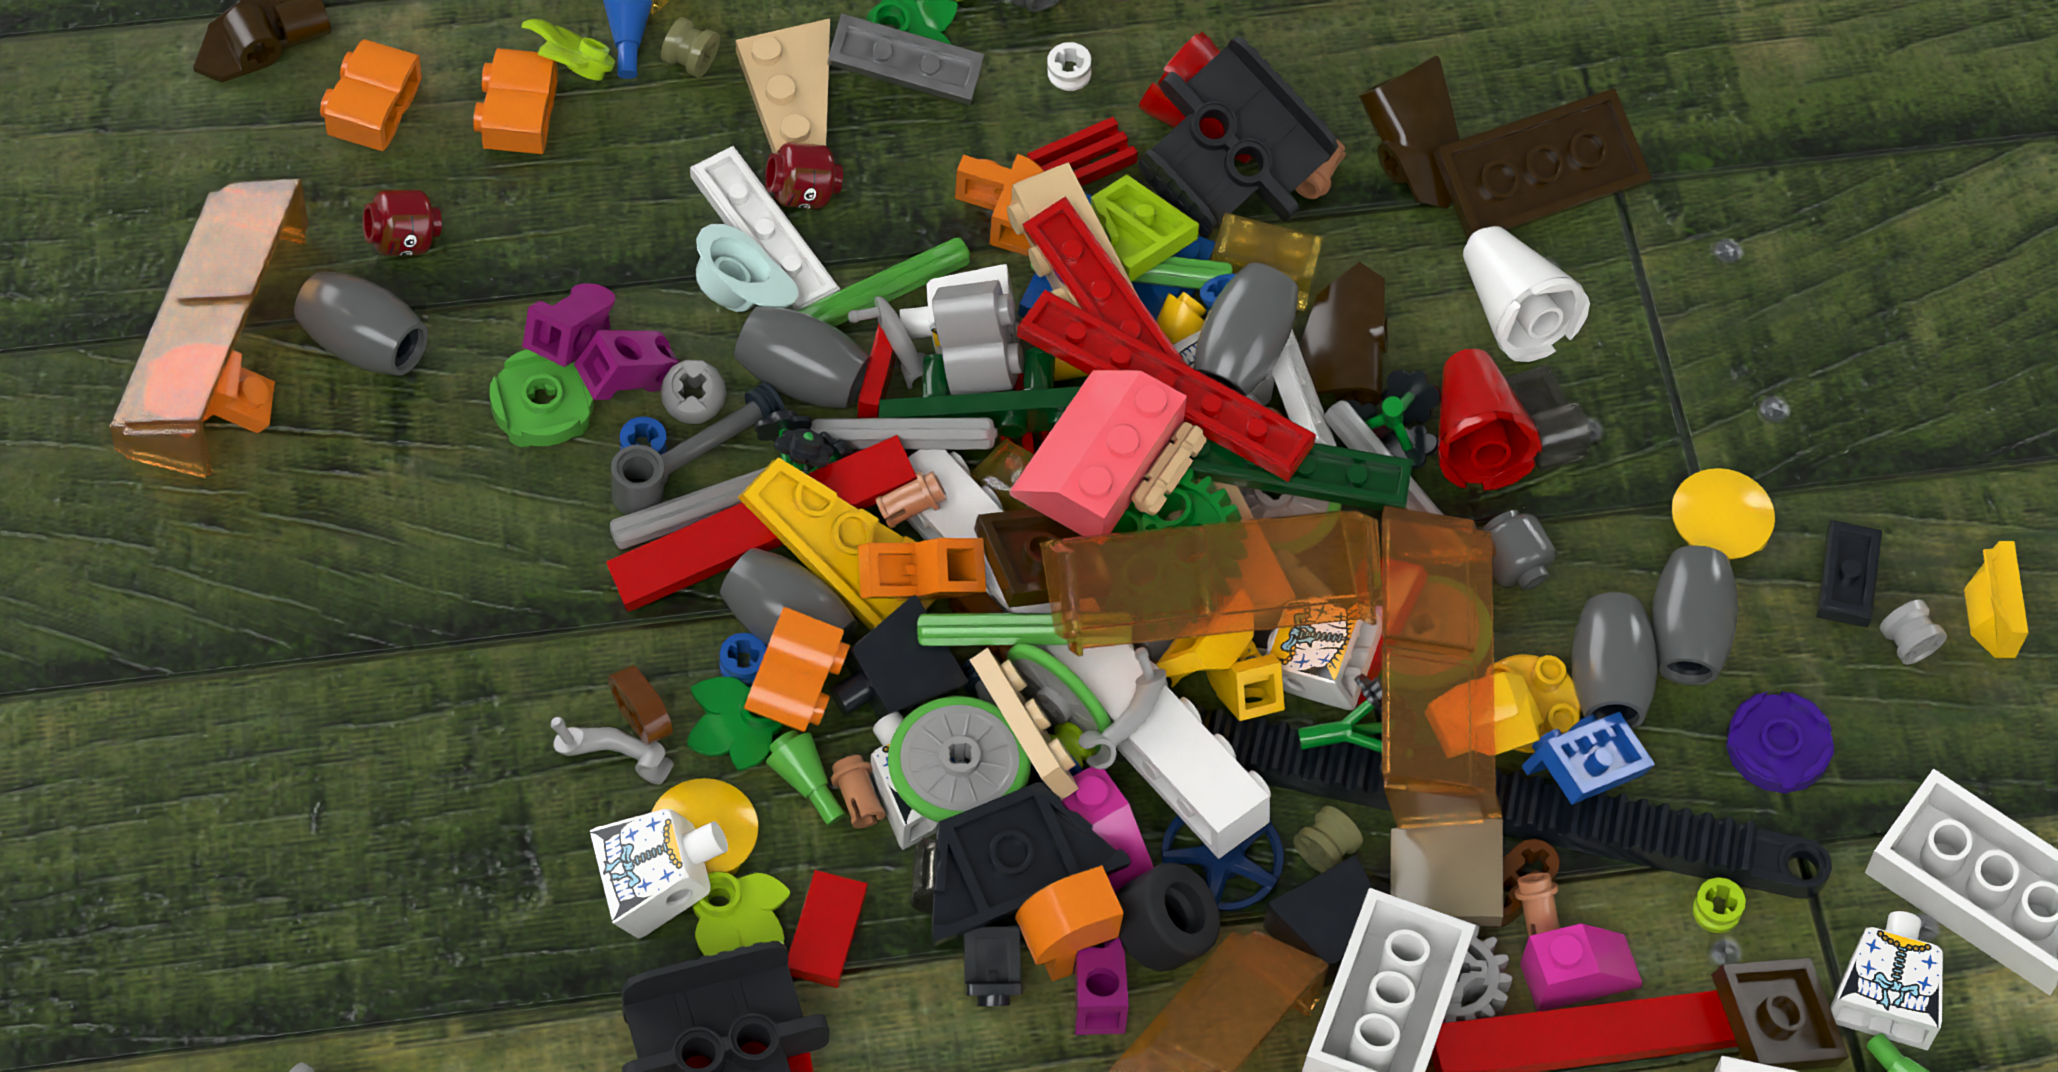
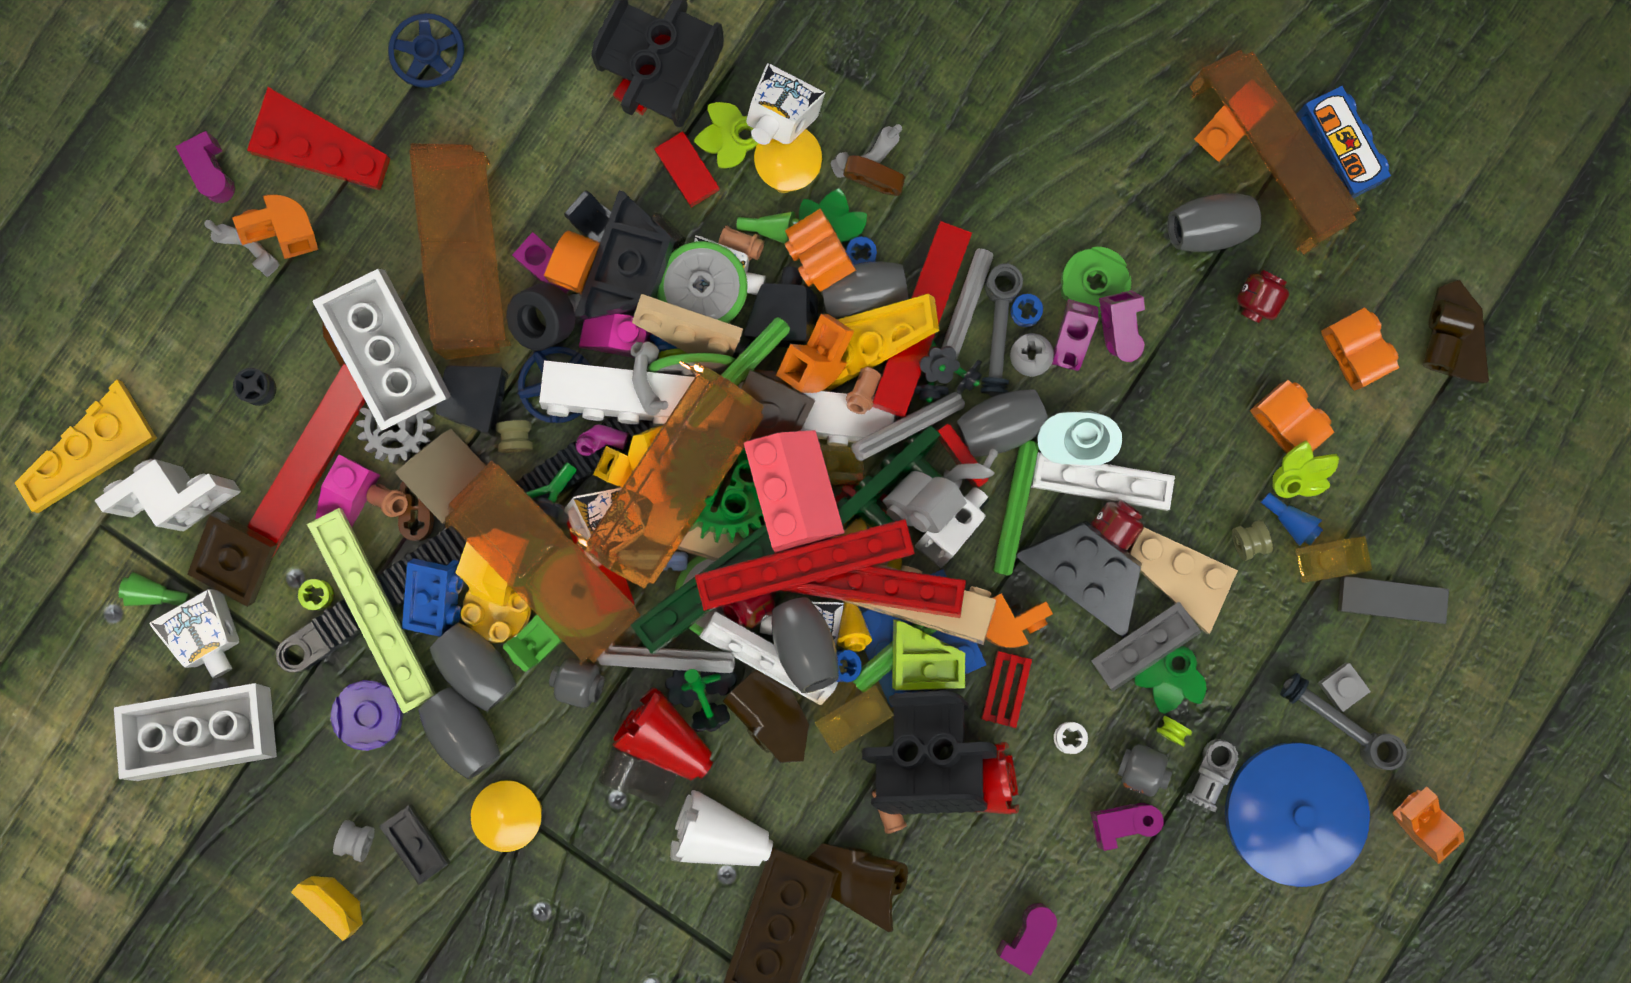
camera: 140 degrees right, 25 degrees up
(134, 272) = (1345, 141): none -> brick
(881, 165) = (1089, 572): none -> wing
(1168, 468) = (753, 518): tan axle -> none
(1245, 739) = (598, 437): none -> magenta arm
(1526, 629) = (532, 644): none -> bright green bracket
(1669, 812) = (371, 610): none -> yellowish green tile

